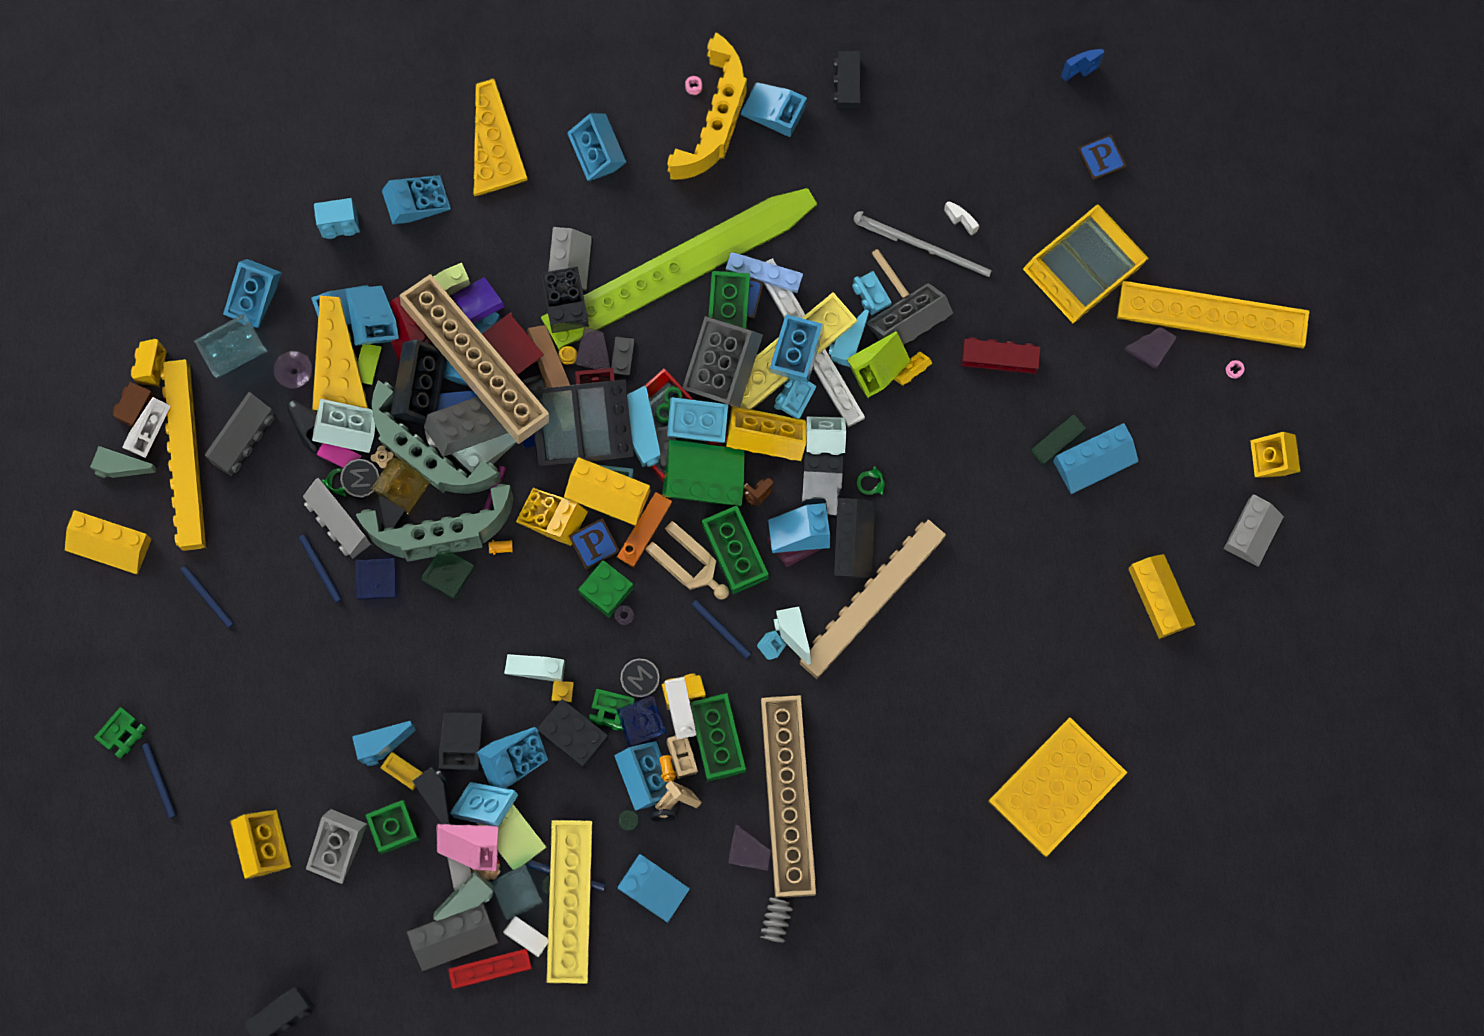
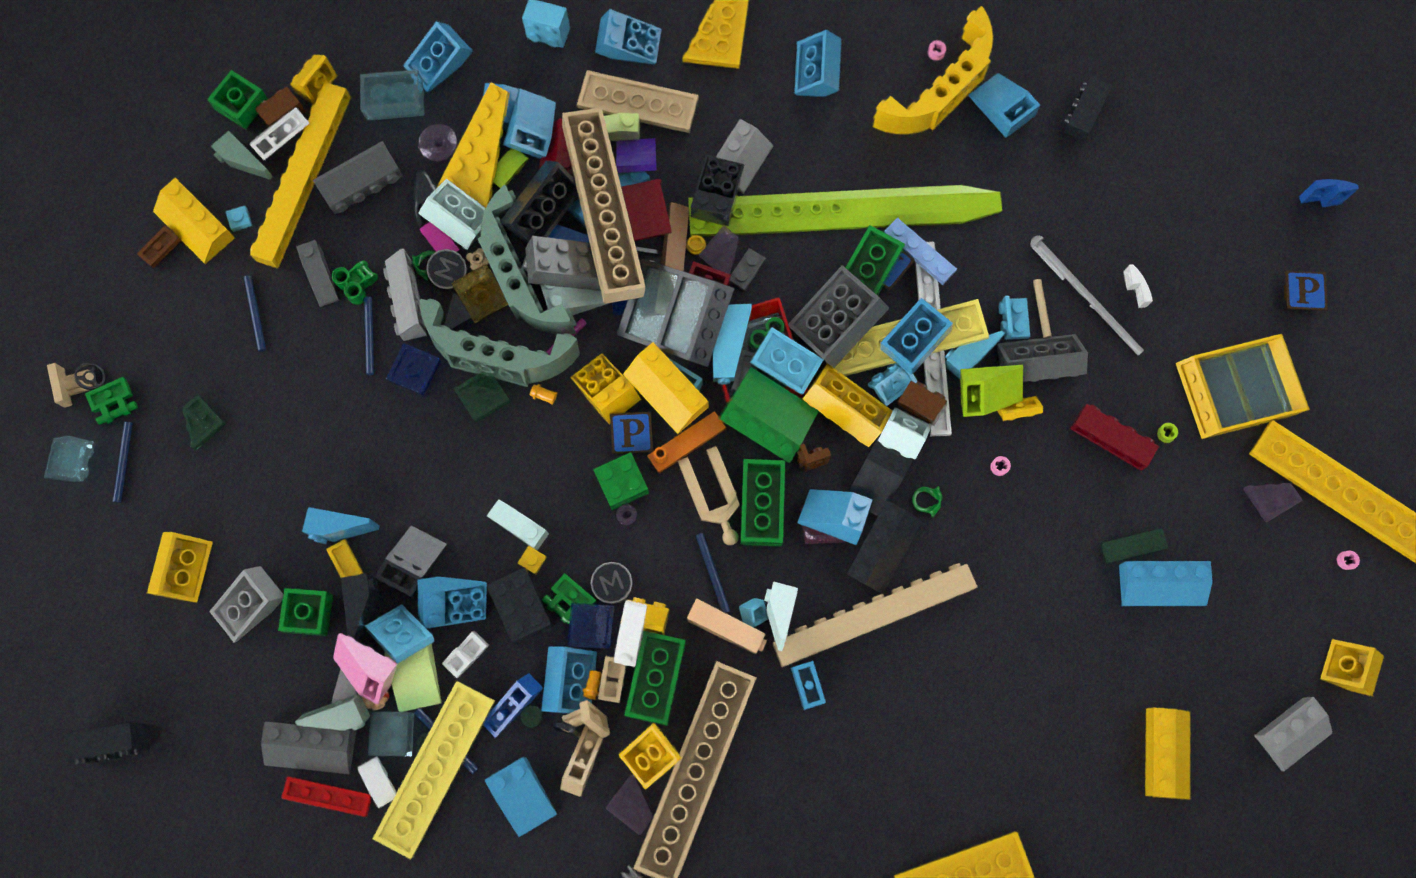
camera: 30 degrees right, 0 degrees up
(78, 733) = (76, 383): none -> tan piece
(88, 578) = (159, 247): none -> reddish brown plate
(91, 414) = (237, 99): none -> green brick
(110, 800) = (69, 459): none -> clear light blue slope
(147, 520) = (239, 218): none -> medium azure plate
(211, 712) = (201, 421): none -> clear green wing
(246, 535) = (317, 272): none -> dark grey slope
(284, 526) = (355, 281): none -> green piece
(442, 251) = (653, 103): none -> tan plate
(546, 796) = (465, 654): none -> white slope
(607, 818) = (512, 704): none -> blue slope
(689, 834) = (581, 762): none -> tan slope
(745, 800) = (650, 756): none -> yellow slope
(755, 667) = (726, 627): none -> light nougat slope
(828, 402) = (923, 402): none -> reddish brown brick
(846, 682) = (808, 685): none -> dark azure brick
(913, 428) = (997, 460): none -> bright pink bush
(1038, 336) = (1174, 432): none -> lime bush

